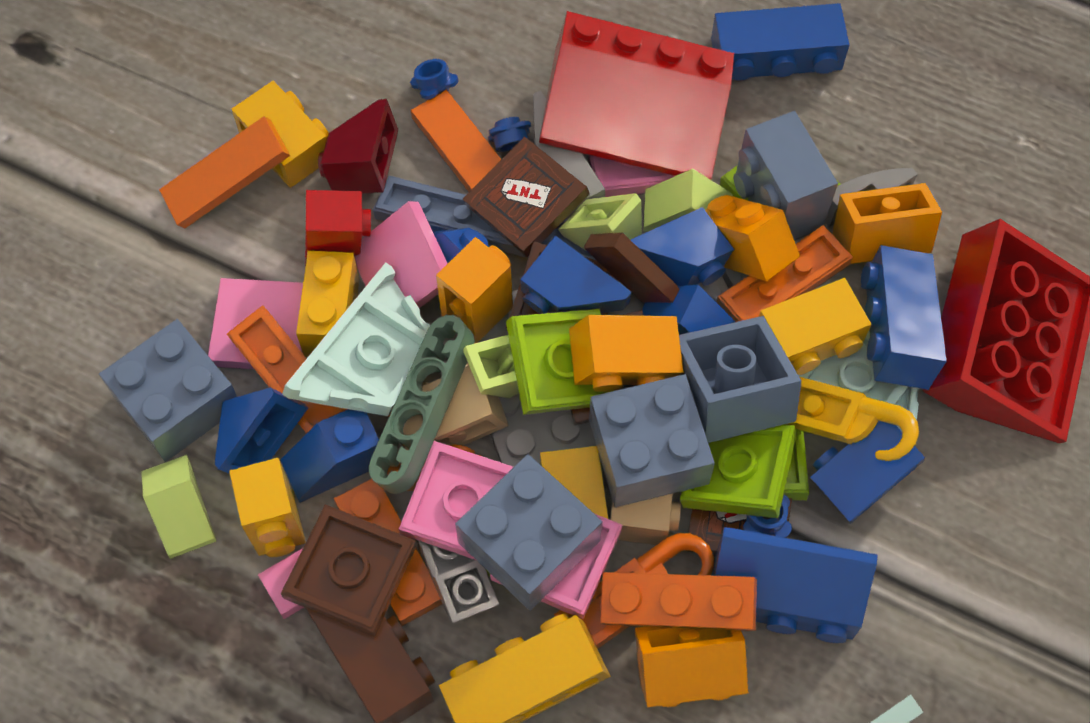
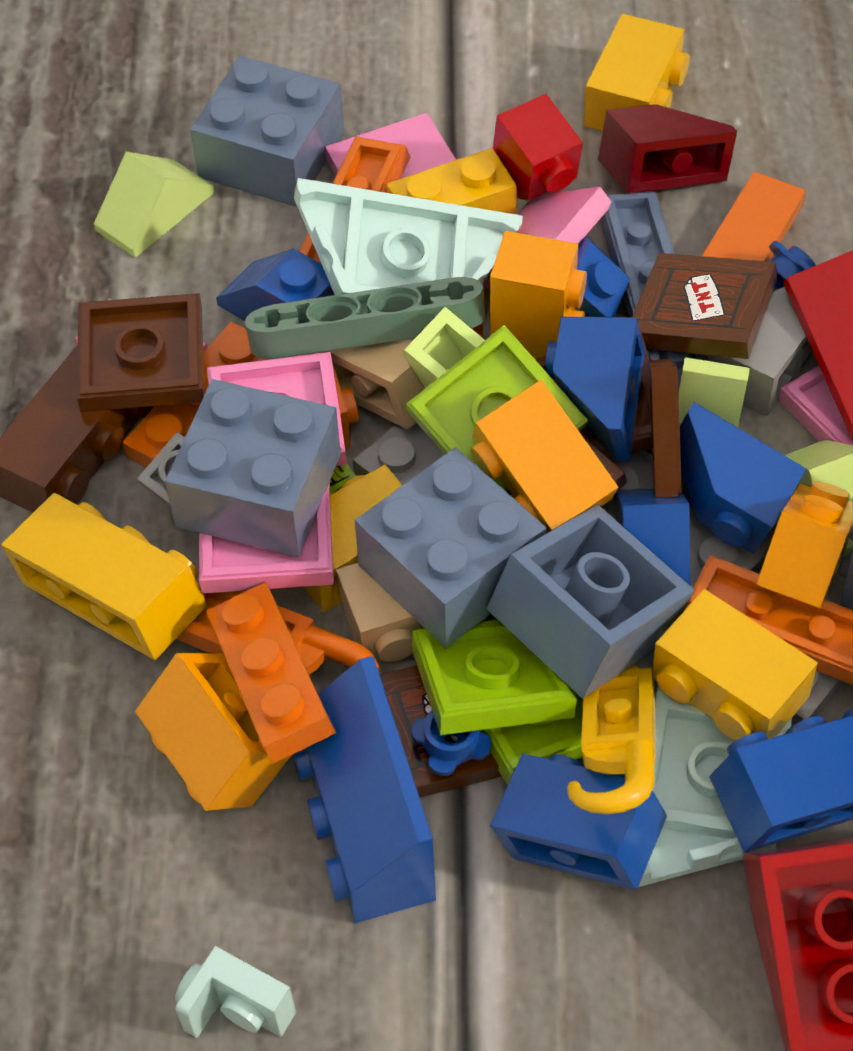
camera: 65 degrees right, 10 degrees down
(224, 172) = (547, 48): orange tile -> none
(255, 427) = (254, 215): blue slope -> none
(267, 508) = (175, 248): yellow brick -> none
(433, 78) = (811, 171): blue plate -> none

